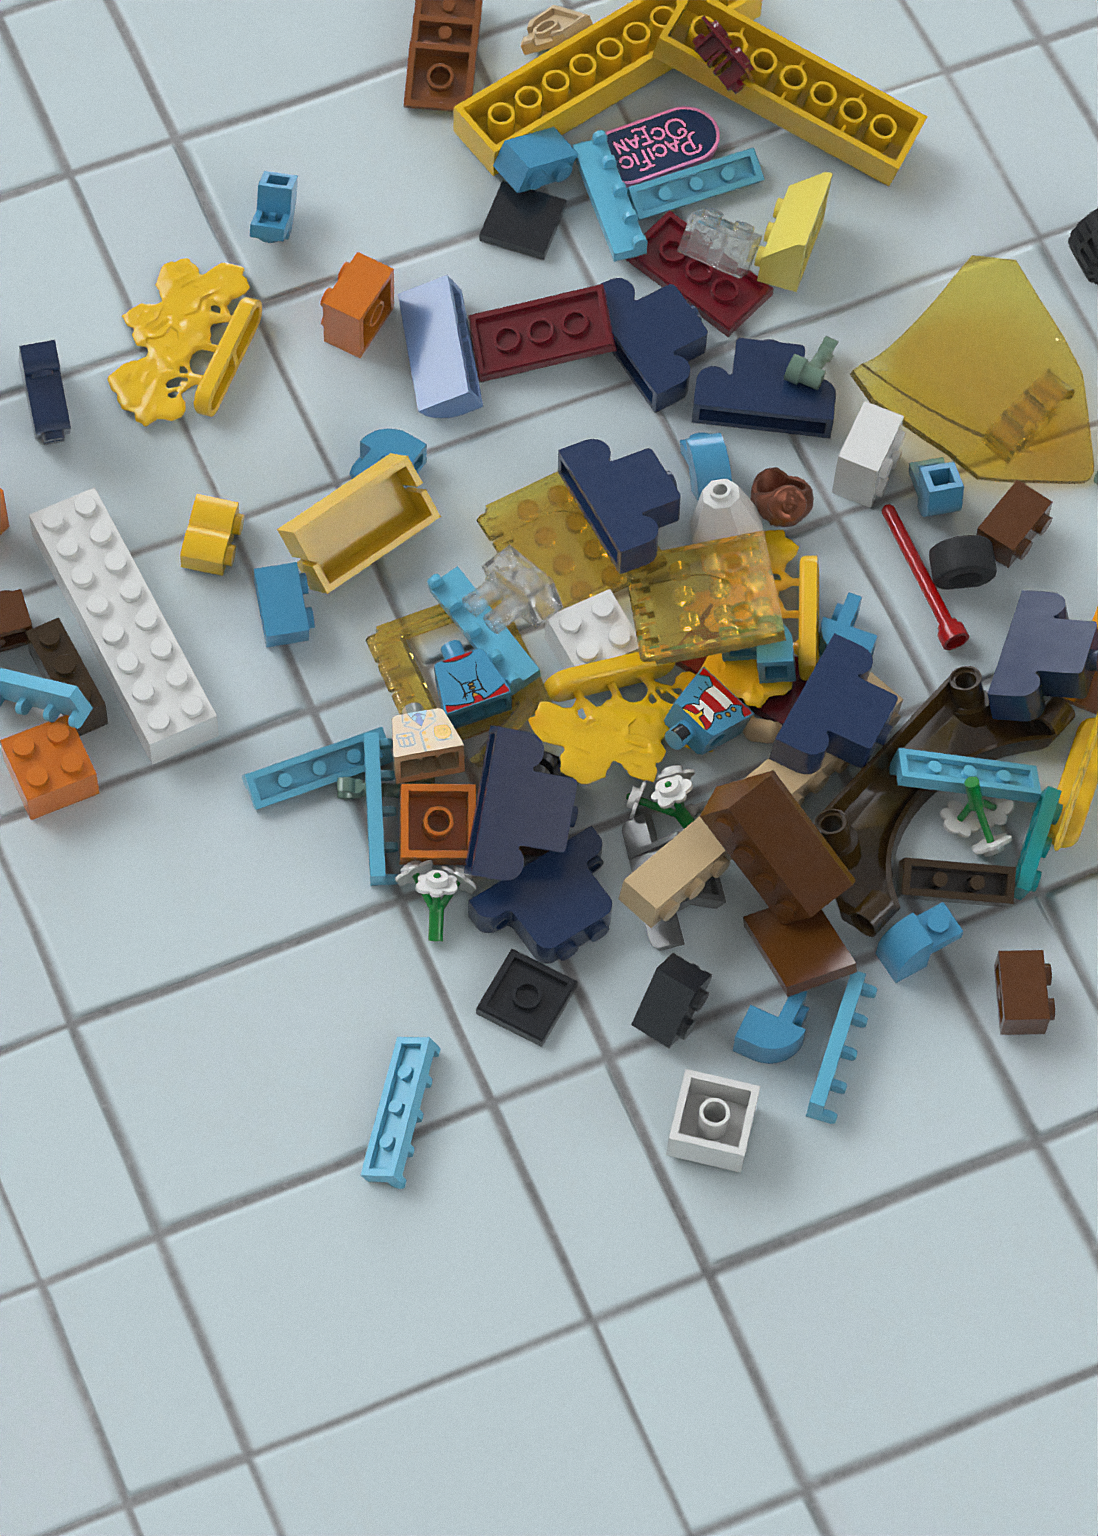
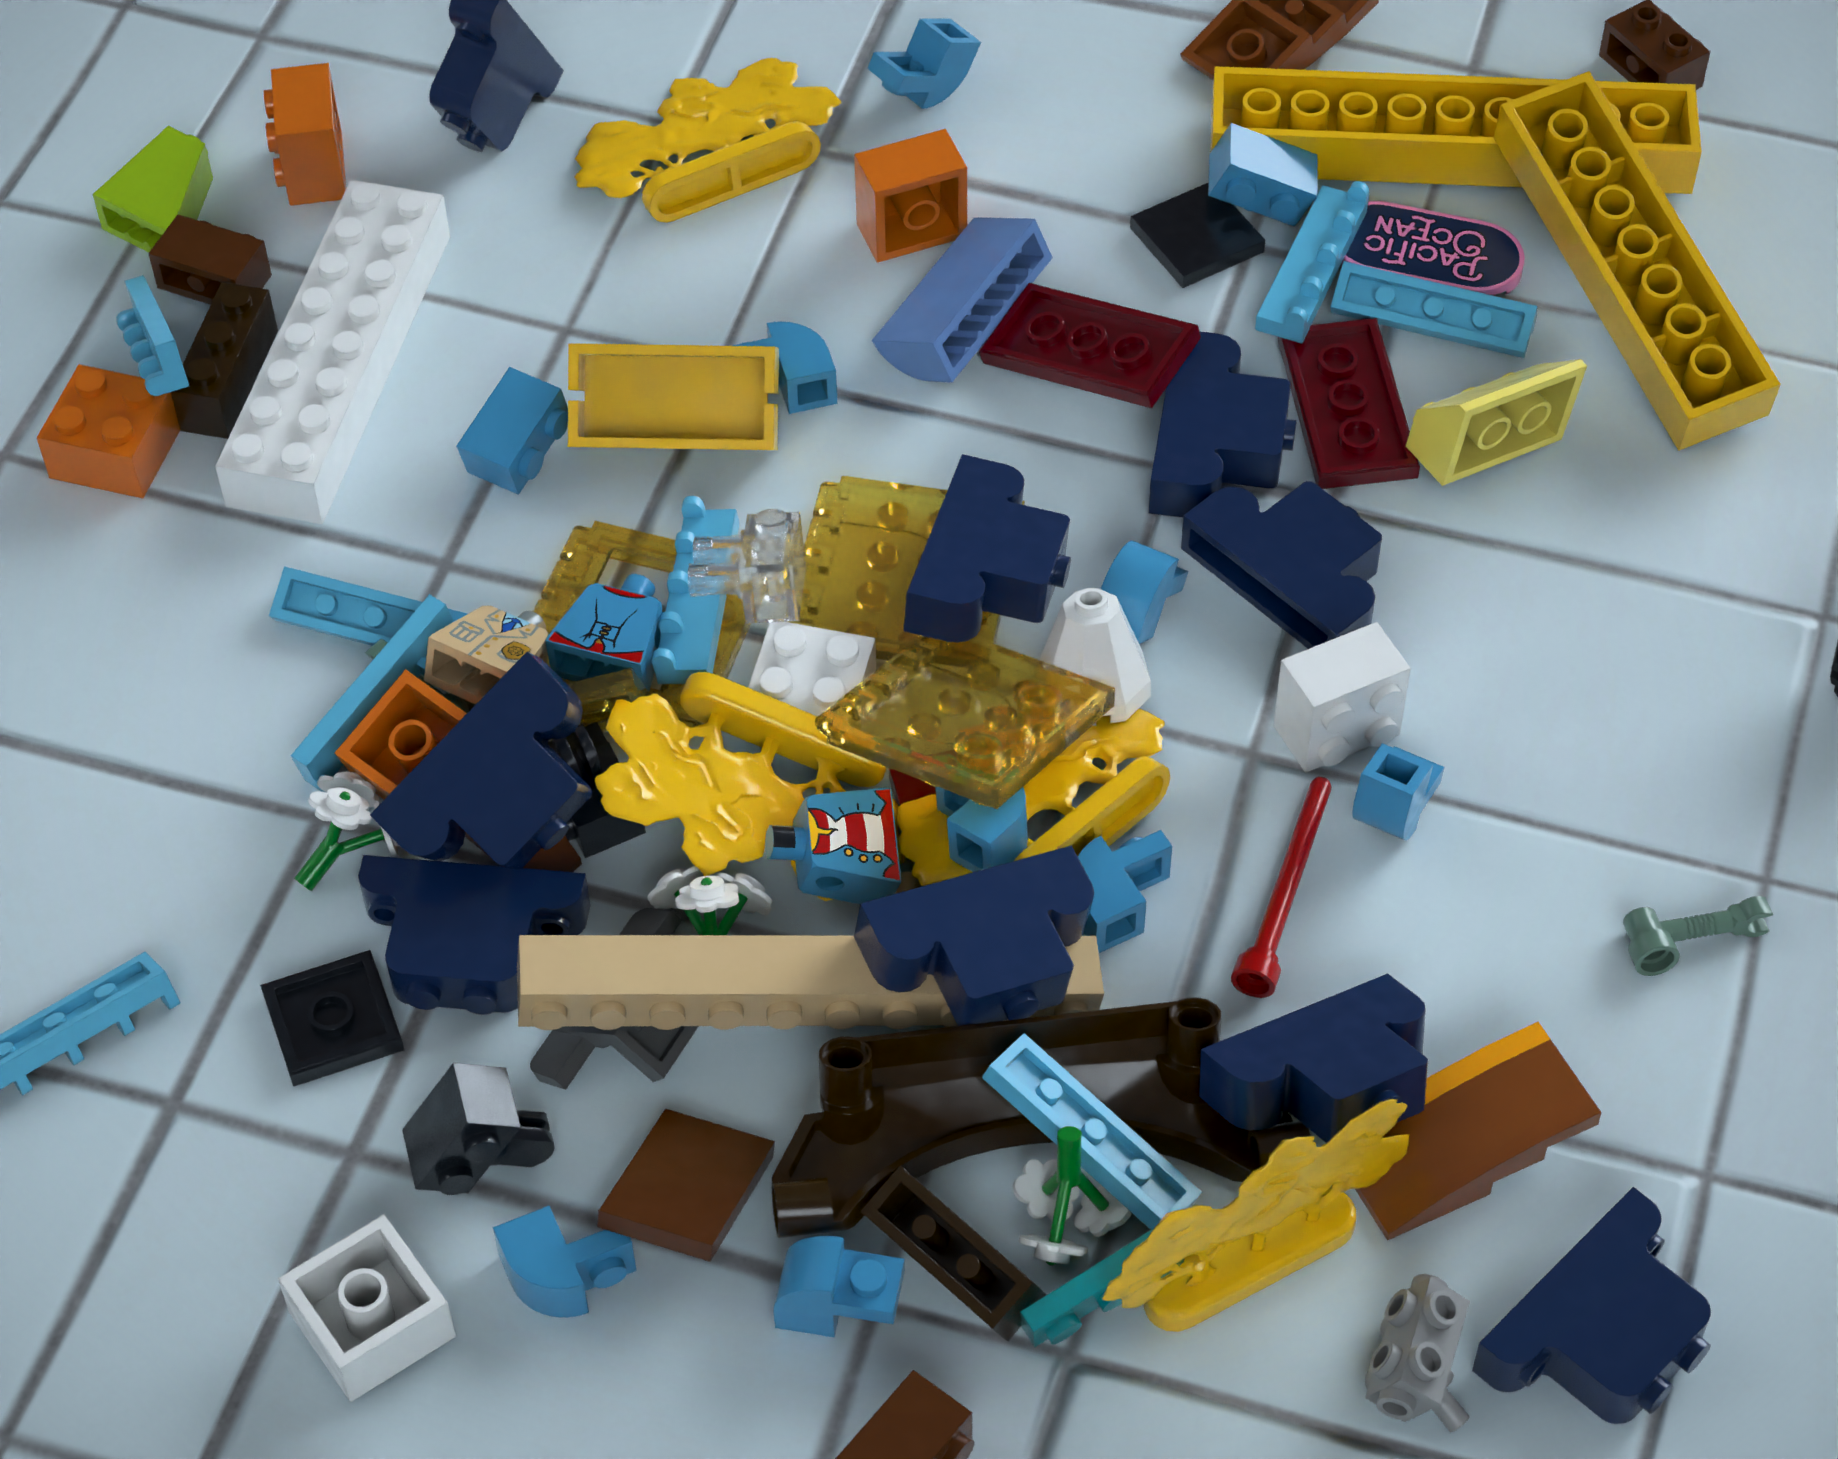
camera: 45 degrees right, 10 degrees down
(210, 535) = (522, 321): yellow brick -> none
(553, 28) = (1417, 63): tan plate -> none
(719, 42) = (1555, 154): dark red hinge -> none
(720, 242) = (1387, 369): clear brick -> none
(776, 846) = (732, 1028): reddish brown slope -> none
(781, 498) = (1189, 680): copper hair -> none
(811, 372) = (1344, 554): sand green brick -> none
(836, 1048) = (613, 1340): medium azure hinge -> none
(962, 562) = (1345, 895): black tyre -> none
(989, 380) = (1582, 727): clear yellow windscreen -> none
(1016, 522) = (1457, 895): reddish brown brick -> none

